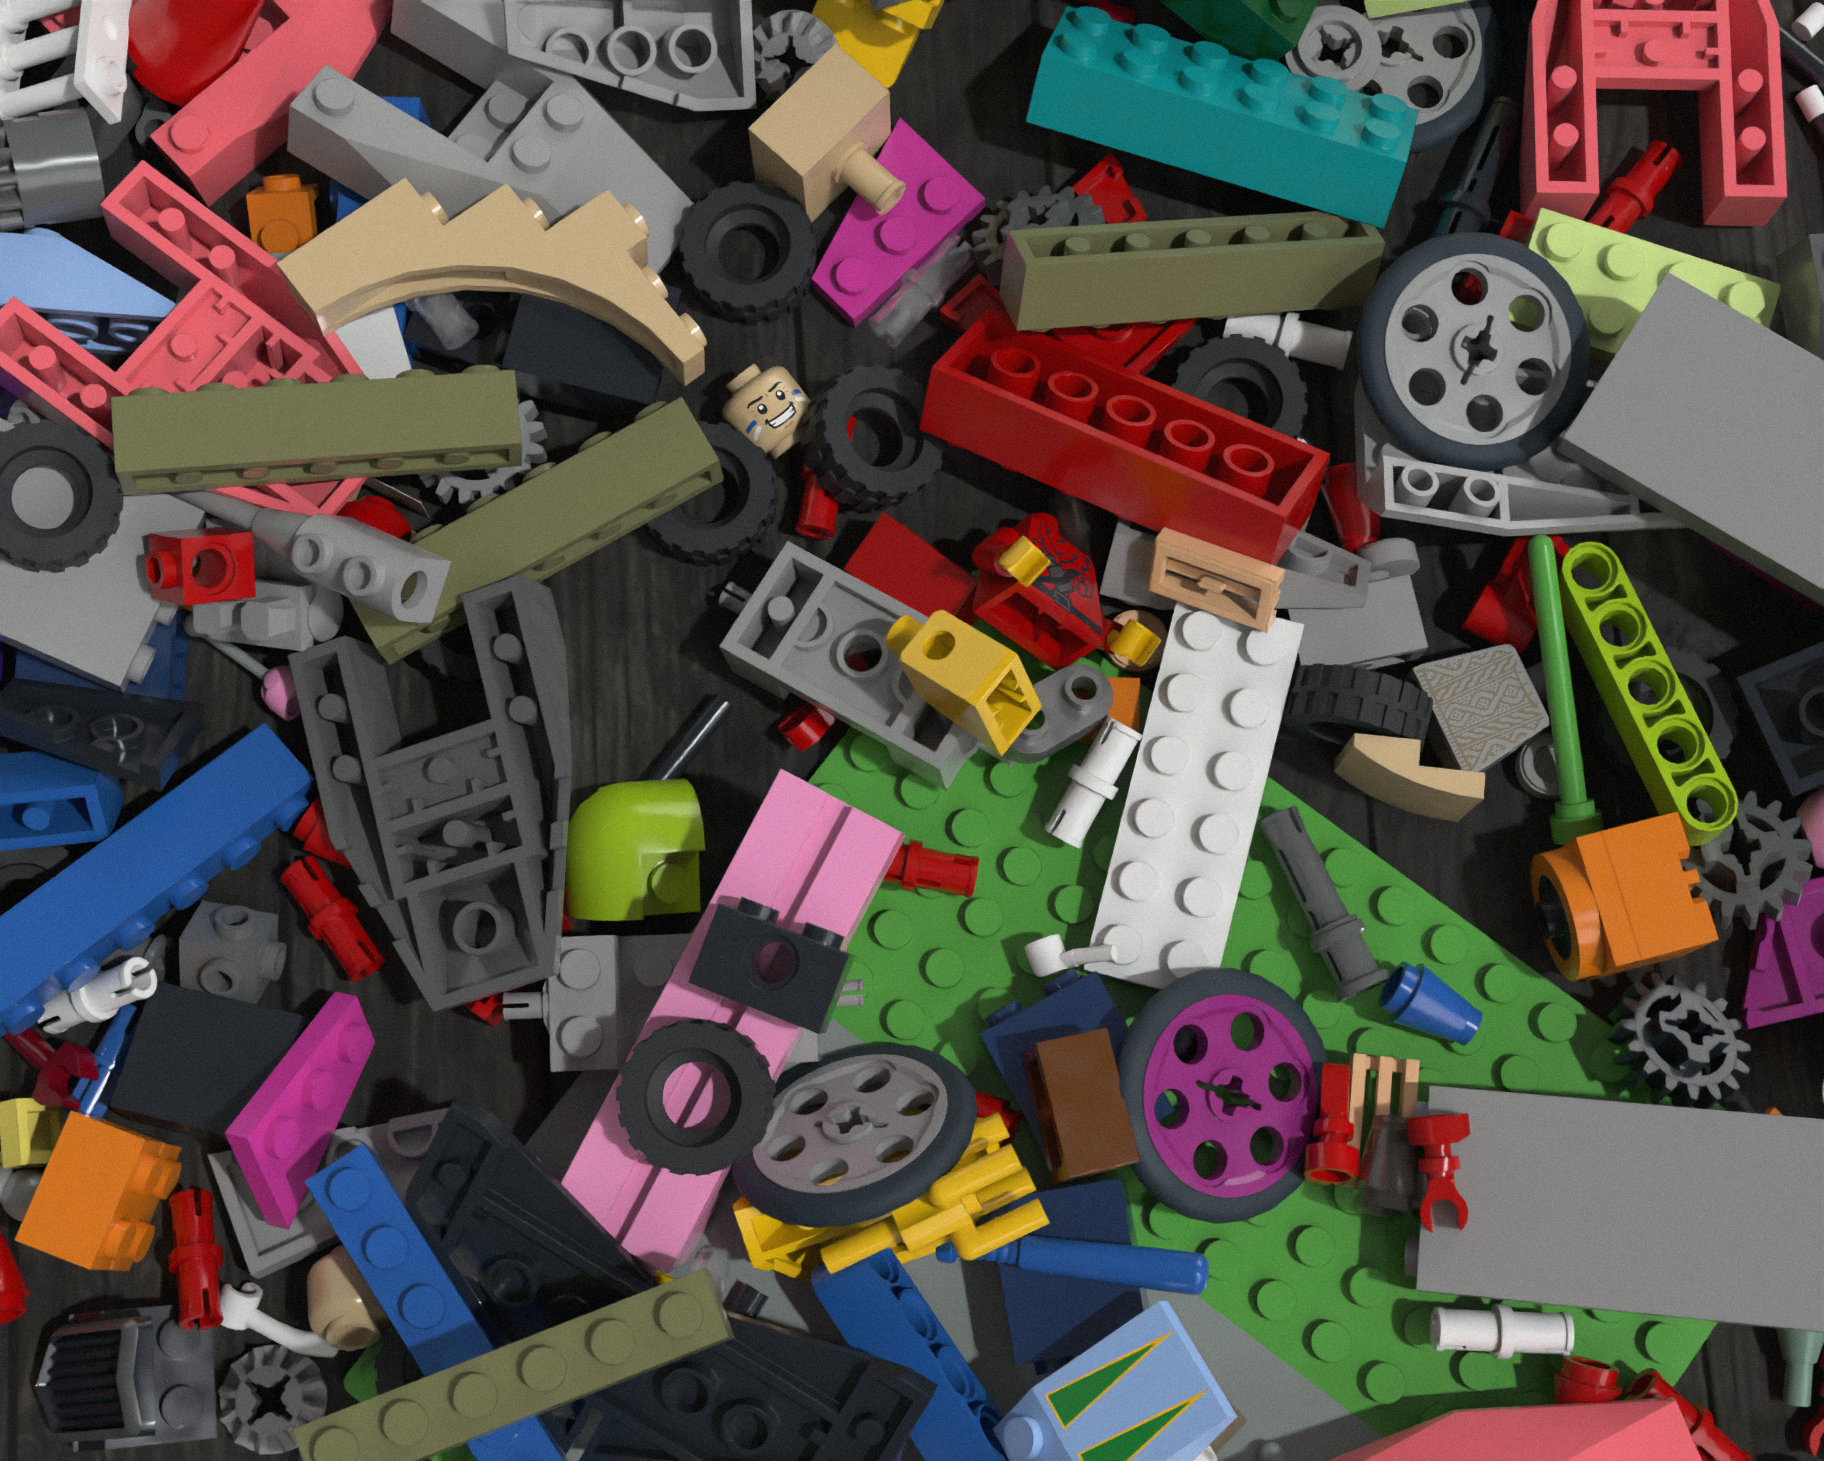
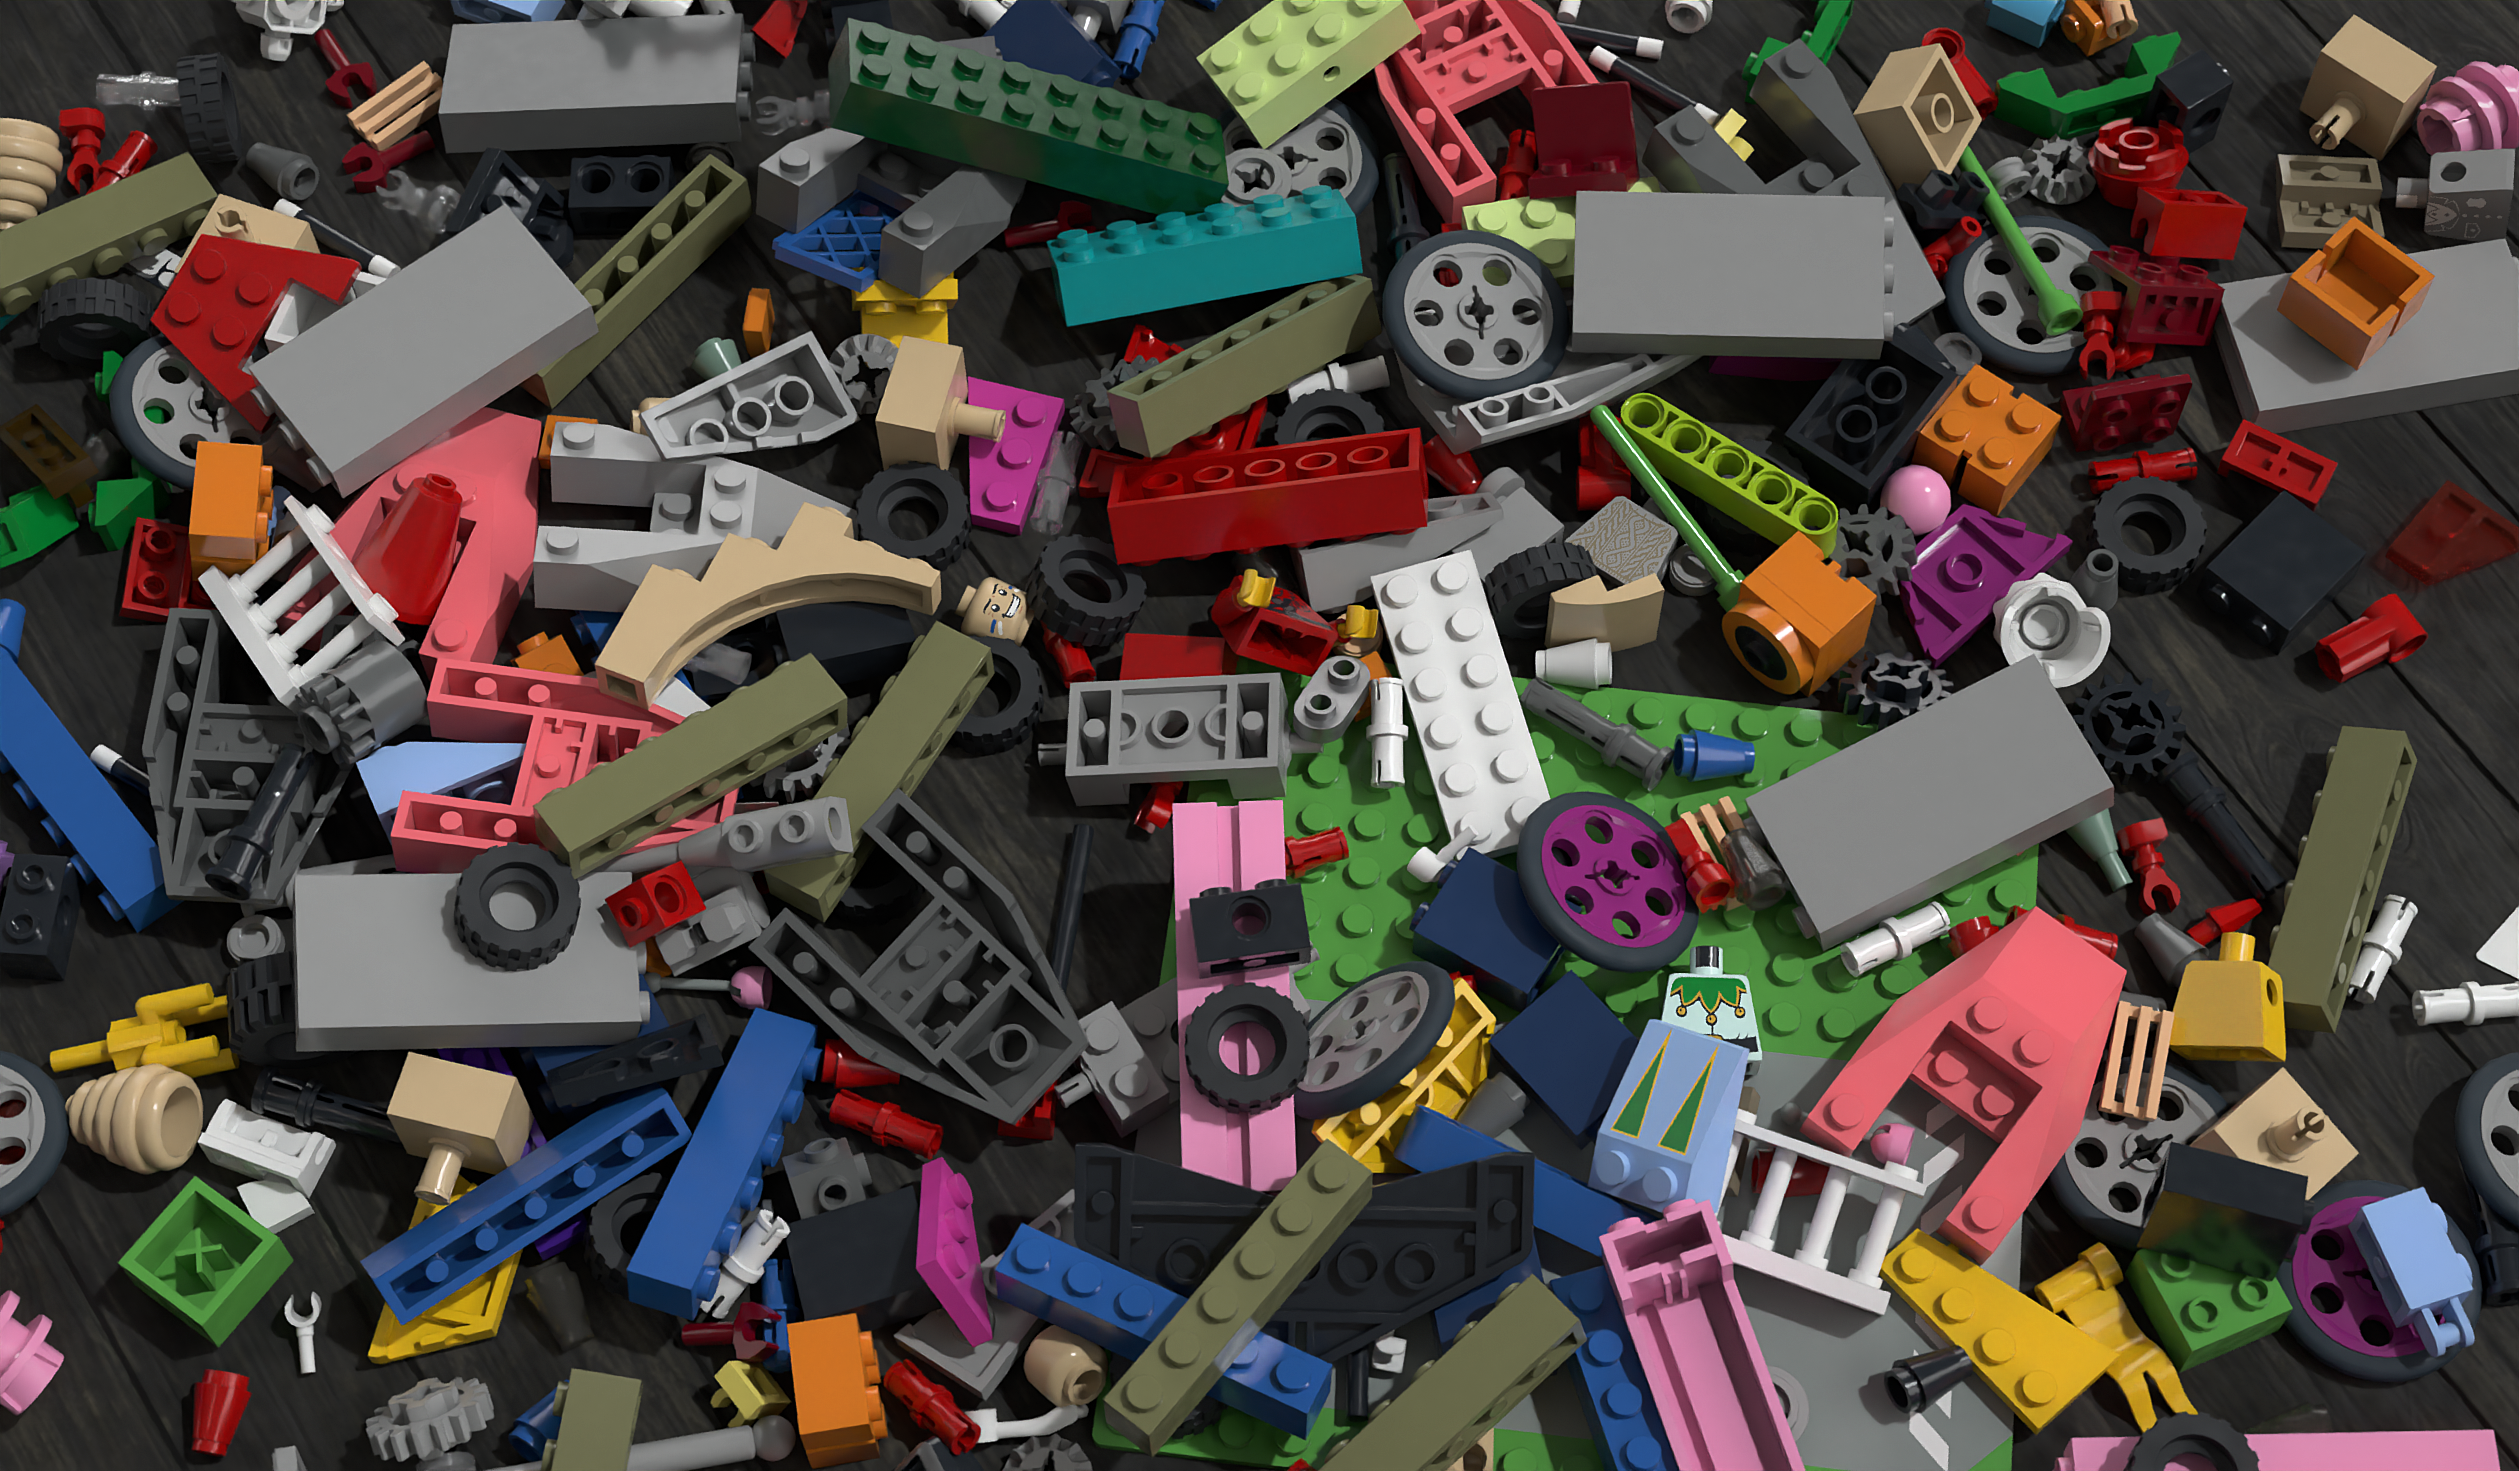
camera: 30 degrees left, 15 degrees down
(634, 852) = (1093, 949): lime brick -> none
(950, 1281) = (1495, 1106): none -> dark grey cone
(952, 1206) = (1469, 1040): yellow plant -> none
(966, 677) = (1262, 686): yellow torso -> none
(1079, 1105) = (1513, 932): reddish brown hinge -> none
(1103, 1262) = (1600, 1023): blue piece -> none
(1217, 571) = (1386, 530): light nougat tile -> none
(1246, 1308) = (1714, 1003): none -> torso
(1349, 808) = (1576, 664): none -> white cone
(1436, 1136) = (1769, 821): red piece -> none
(1721, 205) = (1584, 139): none -> dark red bracket

